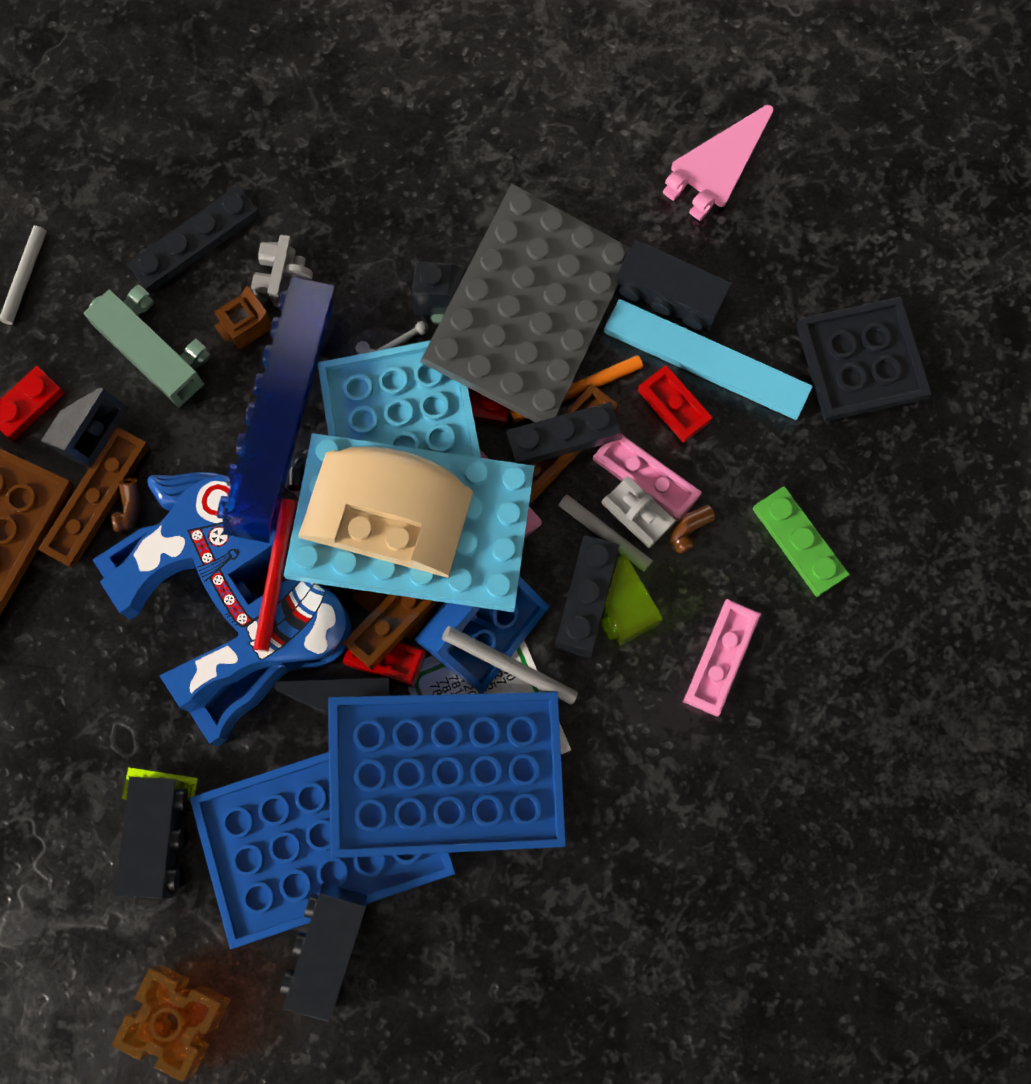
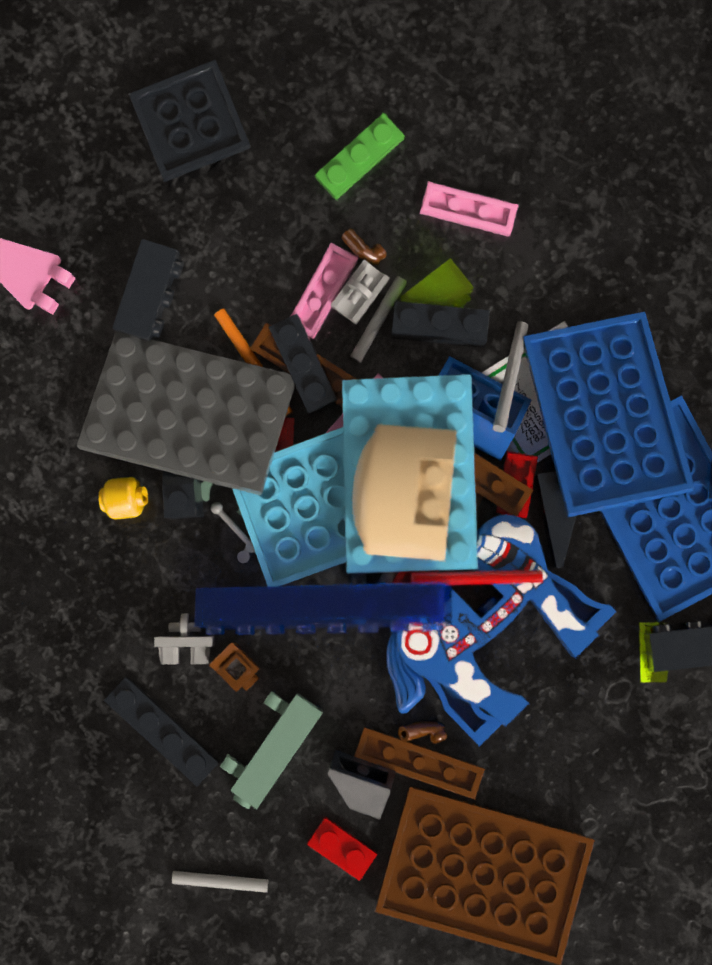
camera: 105 degrees left, 10 degrees up
(448, 229) = (123, 498): none -> yellow head
(674, 404) = (255, 275): red plate -> none
(708, 359) = (208, 254): medium azure tile -> none

